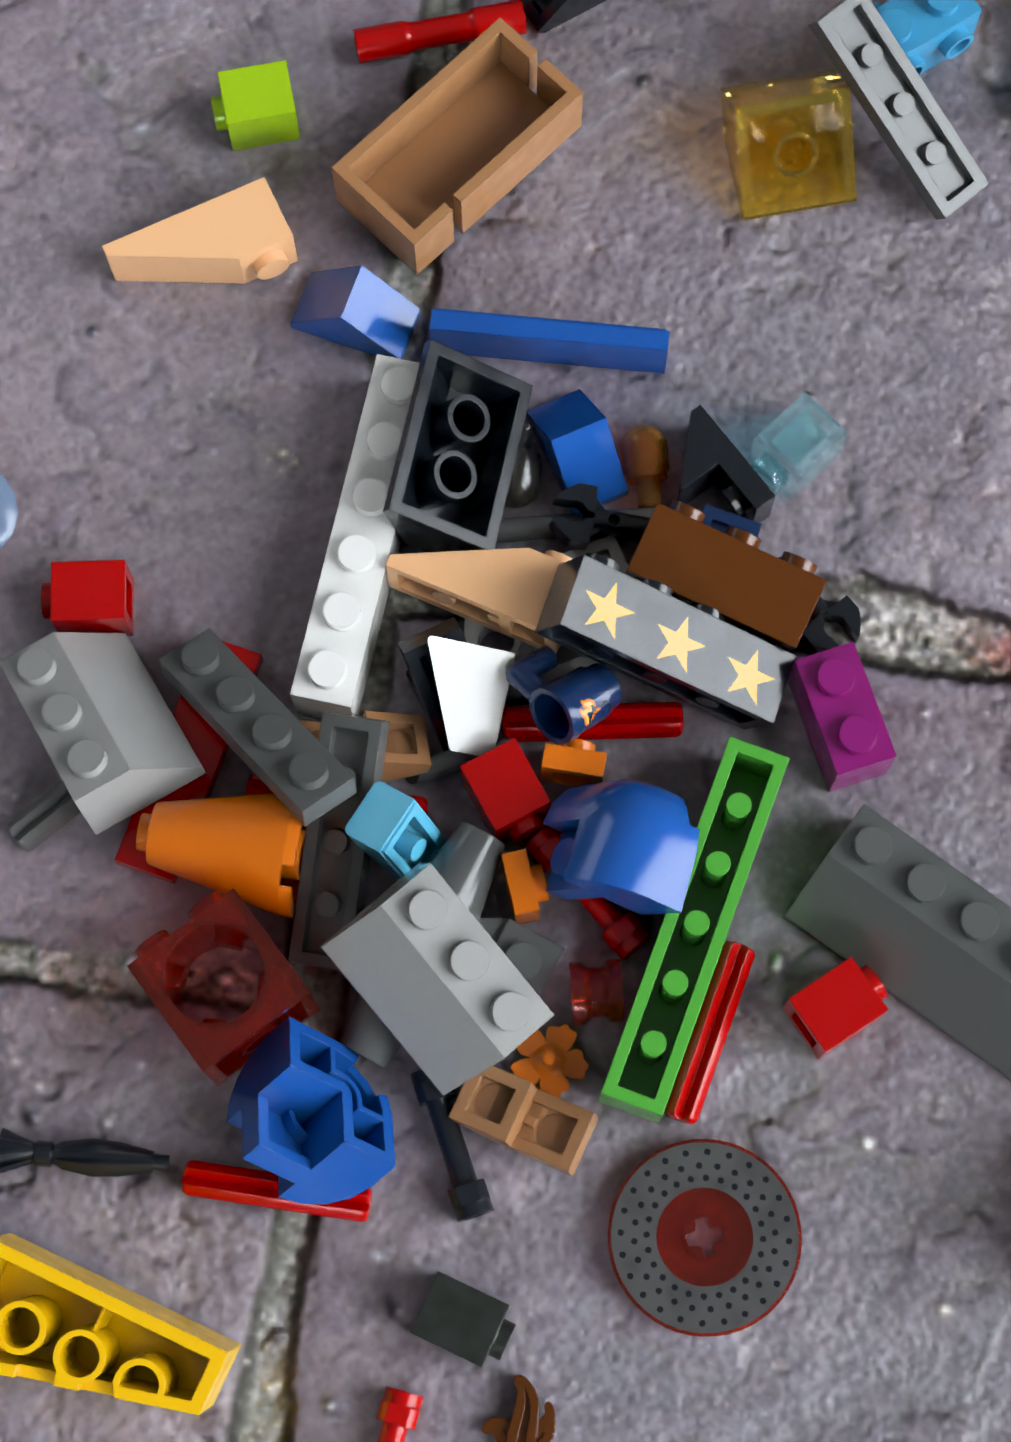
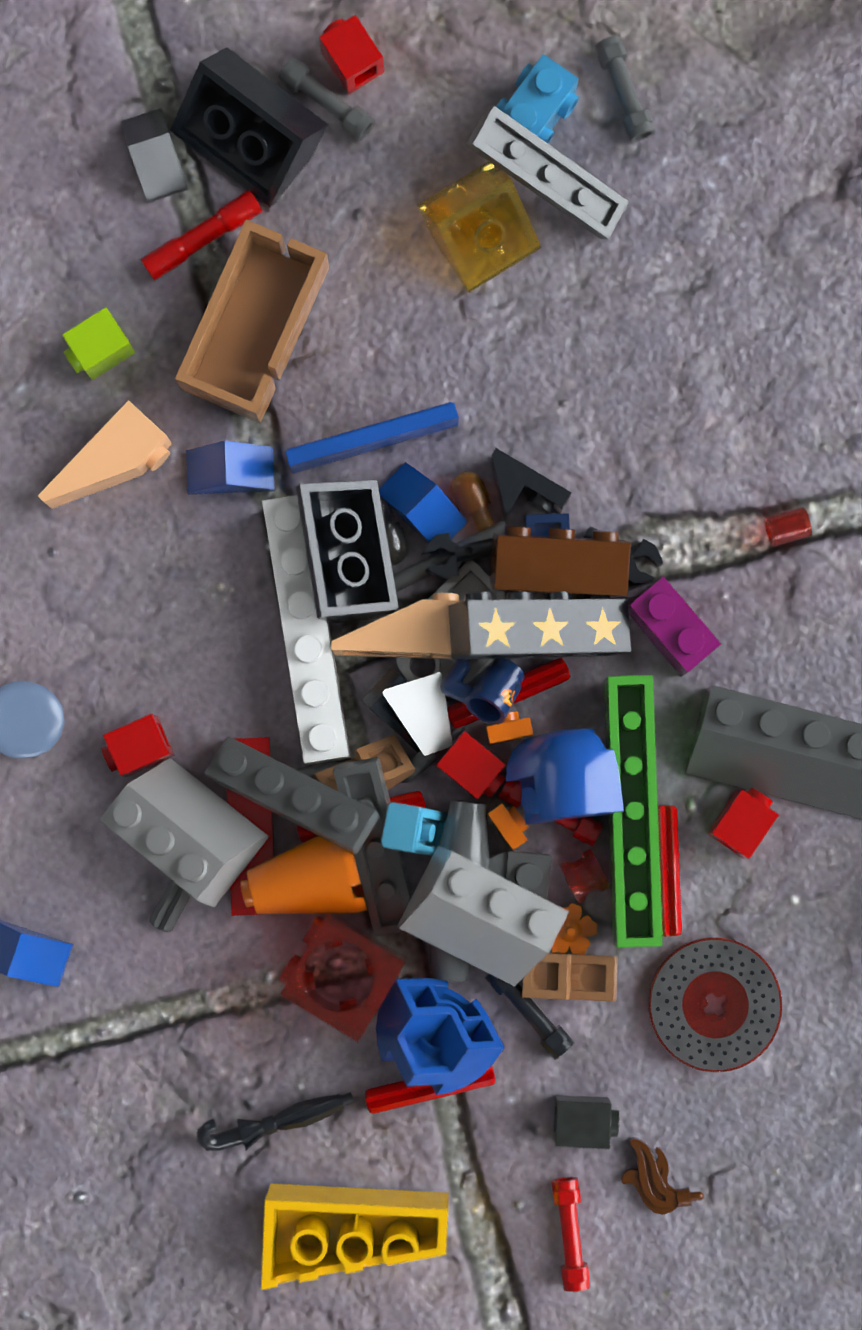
camera: 20 degrees left, 10 degrees up
(797, 446) = (570, 448): clear light blue brick -> none

